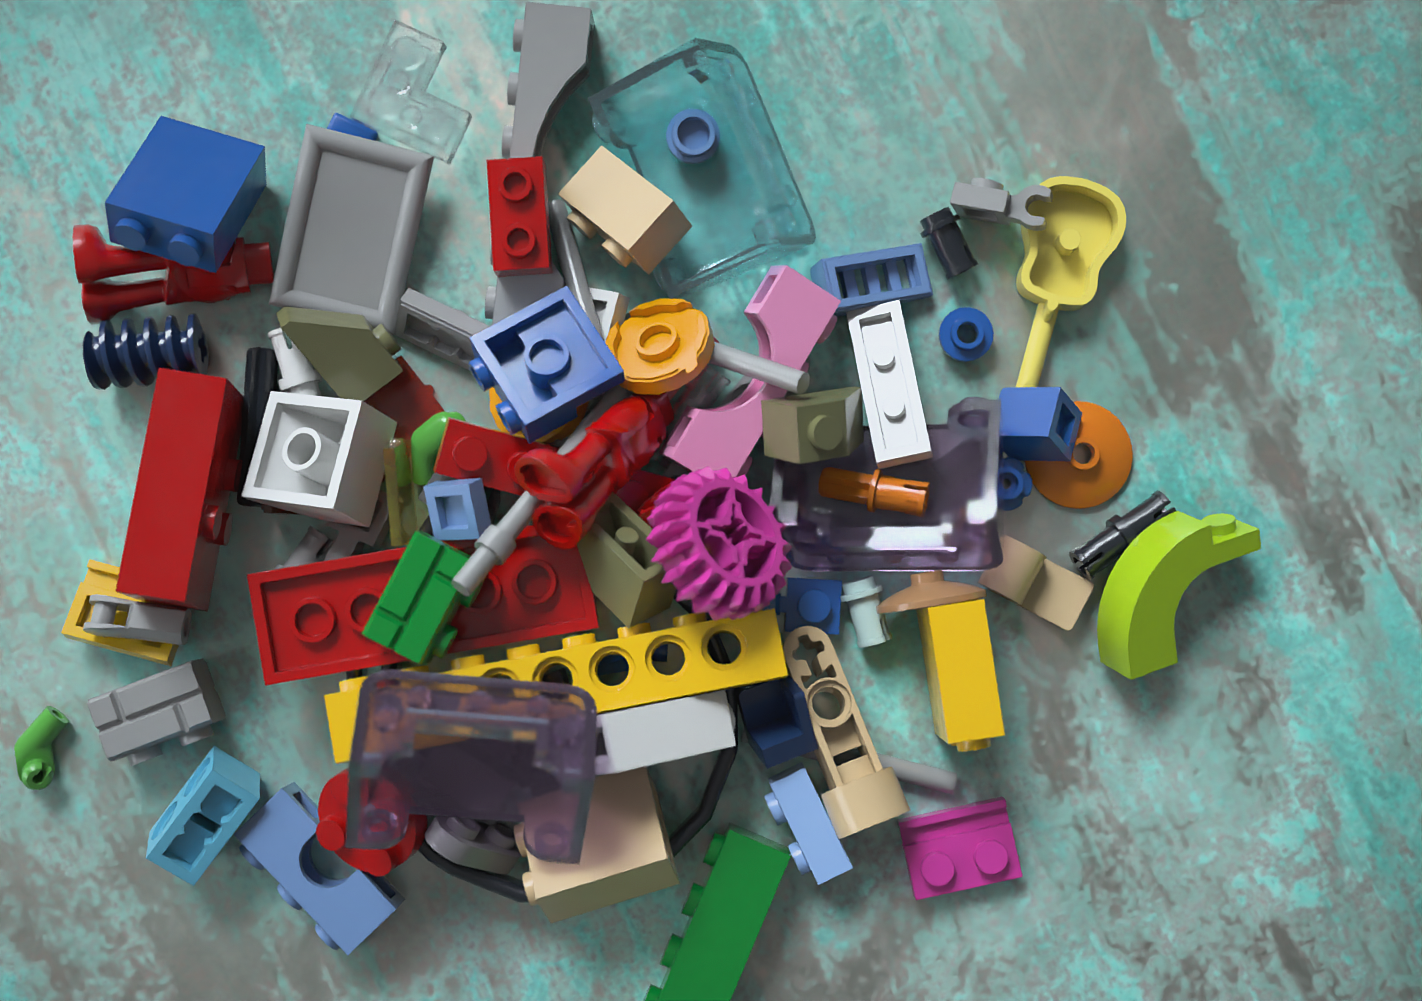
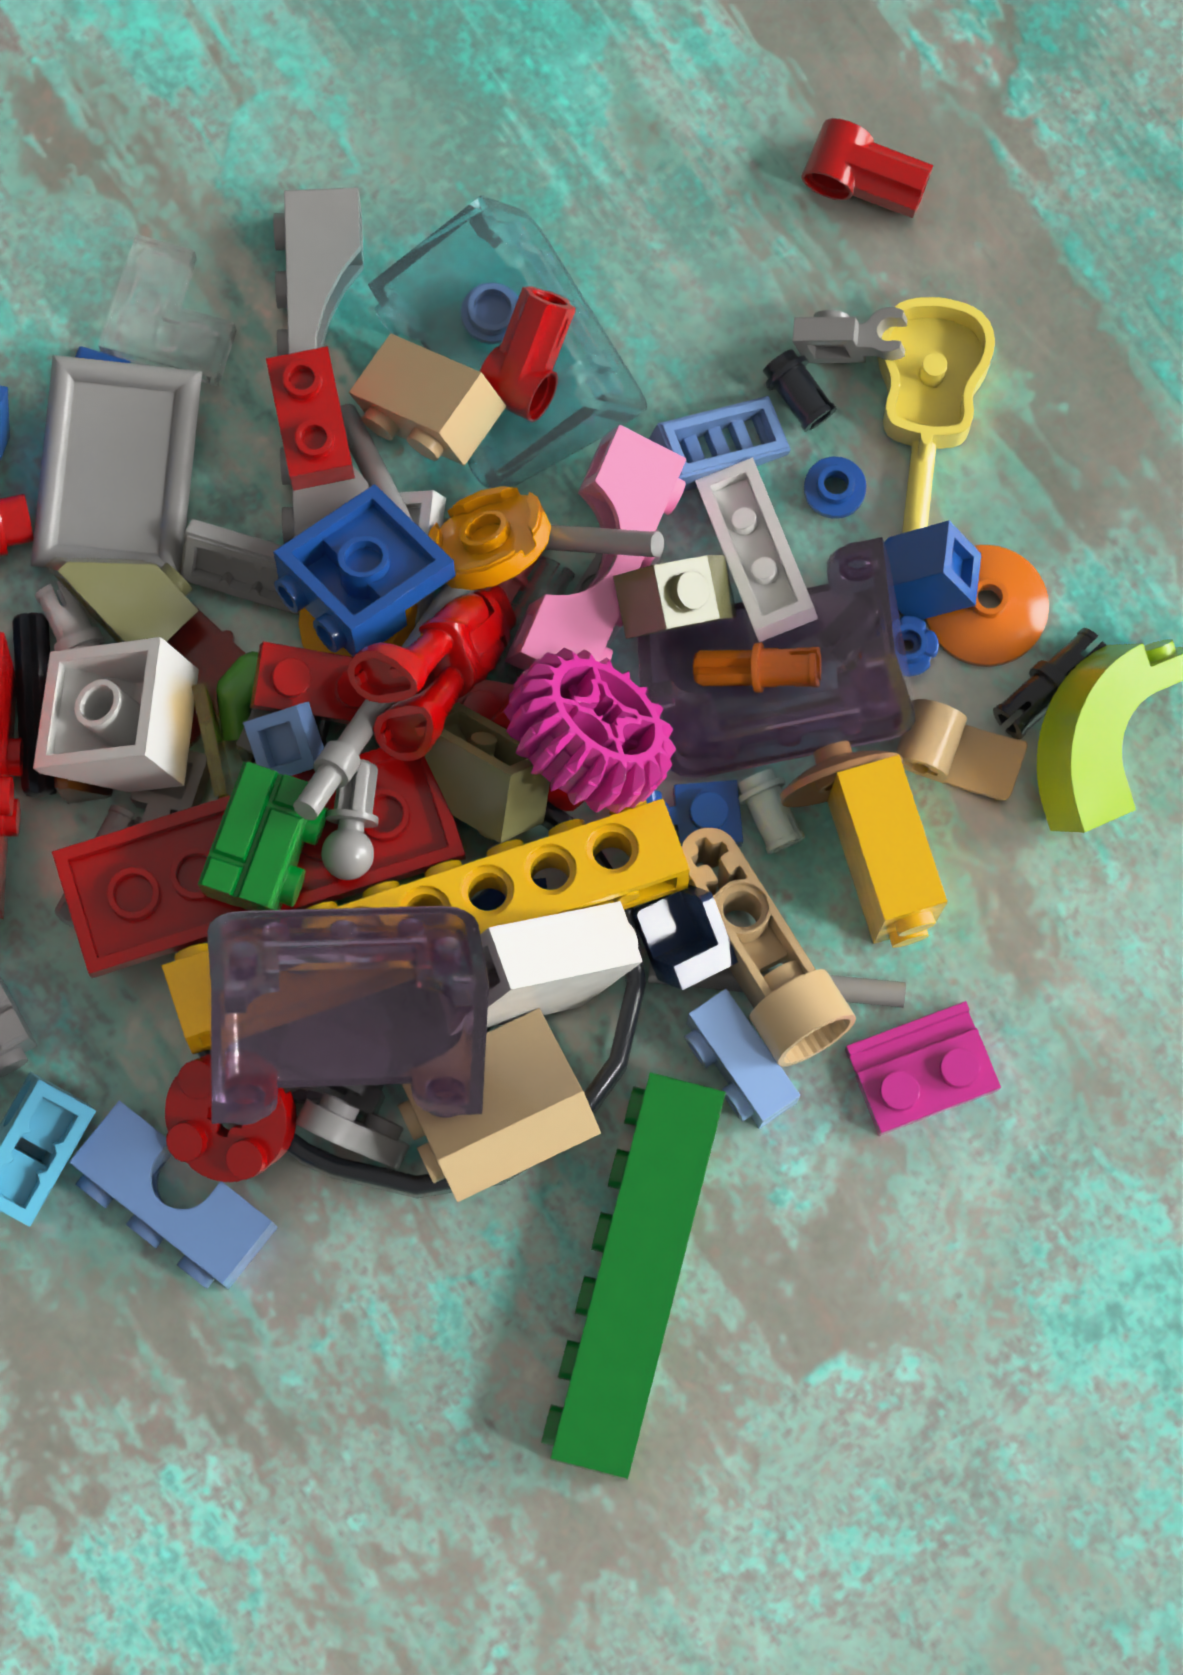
camera: 15 degrees left, 10 degrees down
(497, 615) = (348, 850): none -> light grey axle
(712, 190) = (525, 360): none -> red piece
(1027, 44) = (850, 164): none -> red piece

